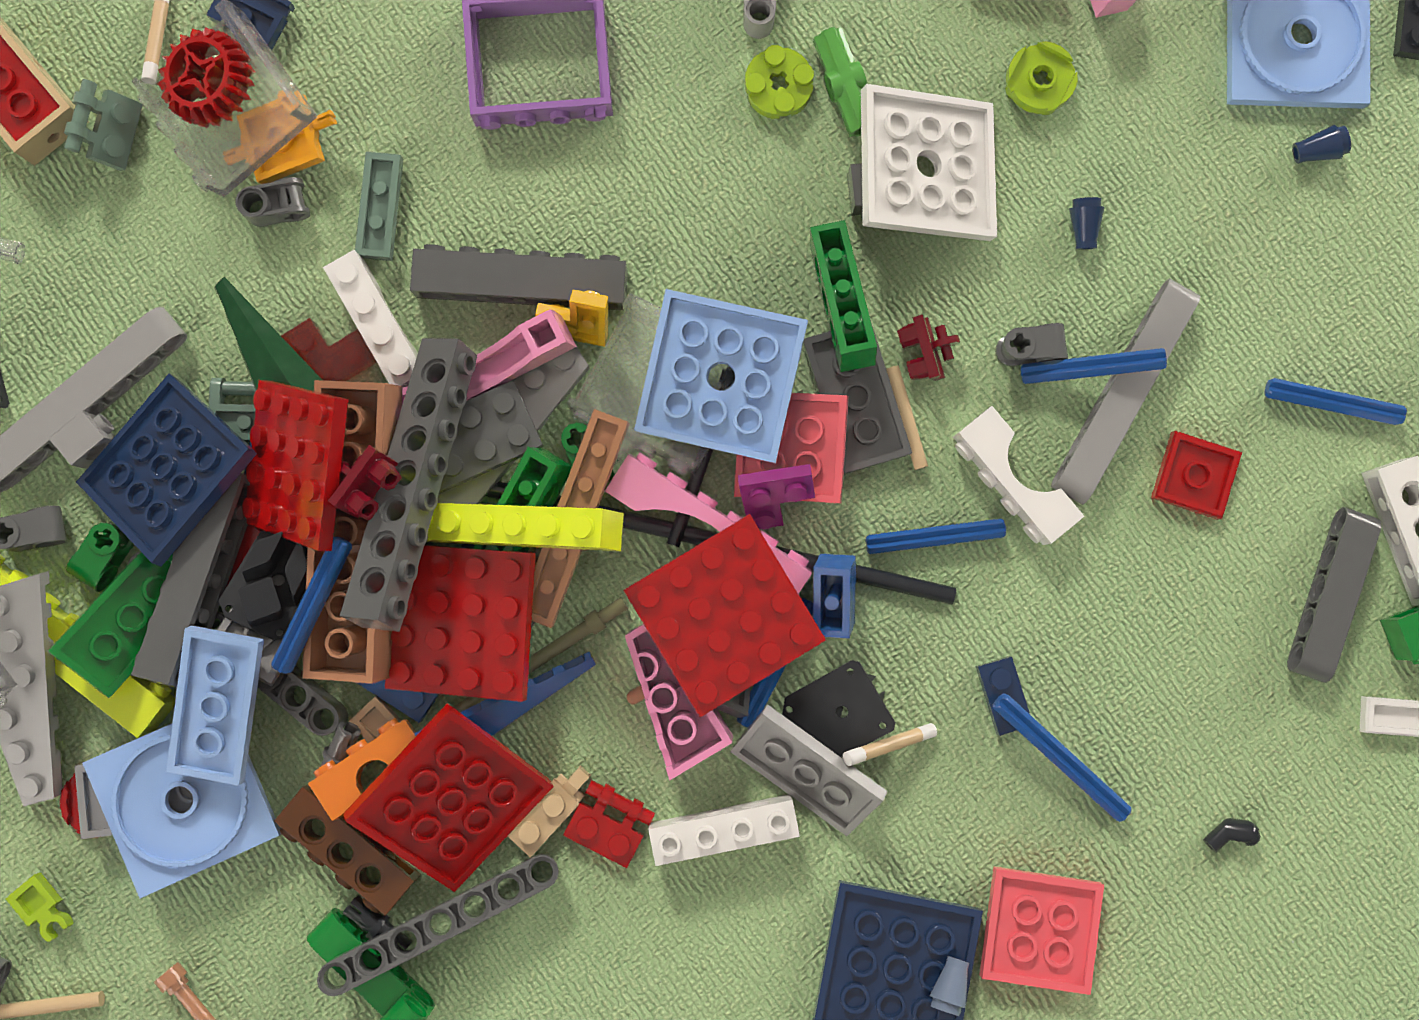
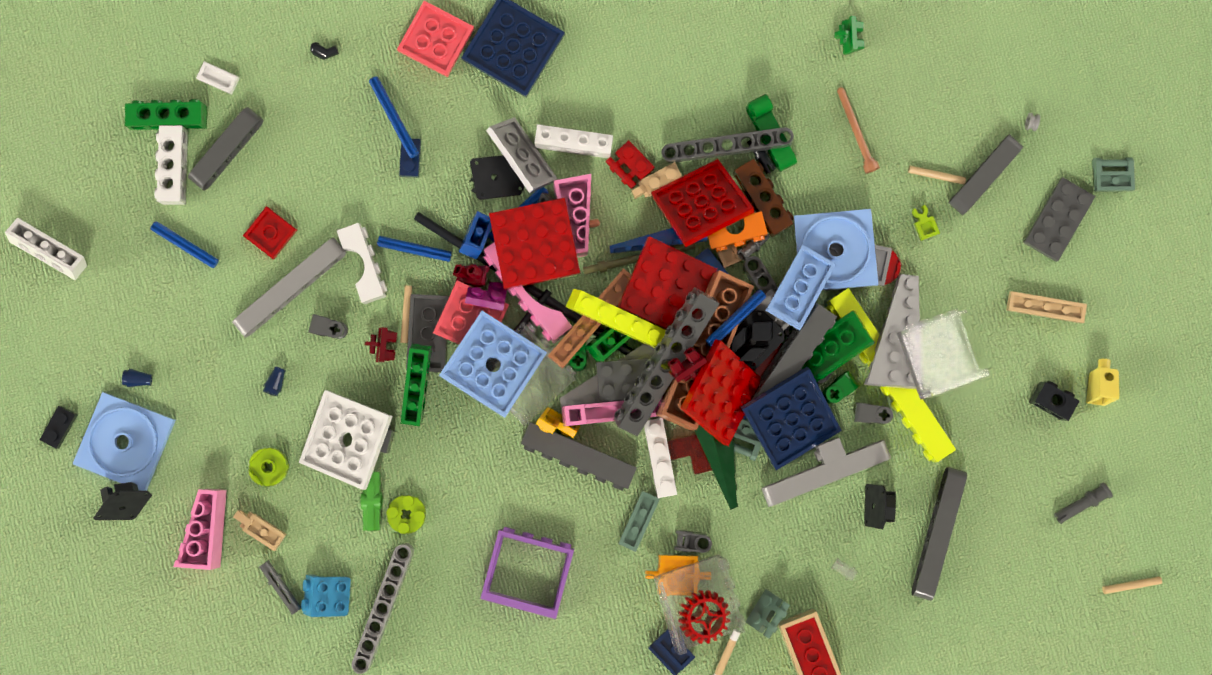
camera: 160 degrees left, 0 degrees up
(818, 523) = (471, 274): none -> dark red hips
(889, 744) = (476, 153): tan bar -> none
(951, 987) = (490, 27): sand blue cone -> none
(1094, 366) = (301, 304): blue axle -> none

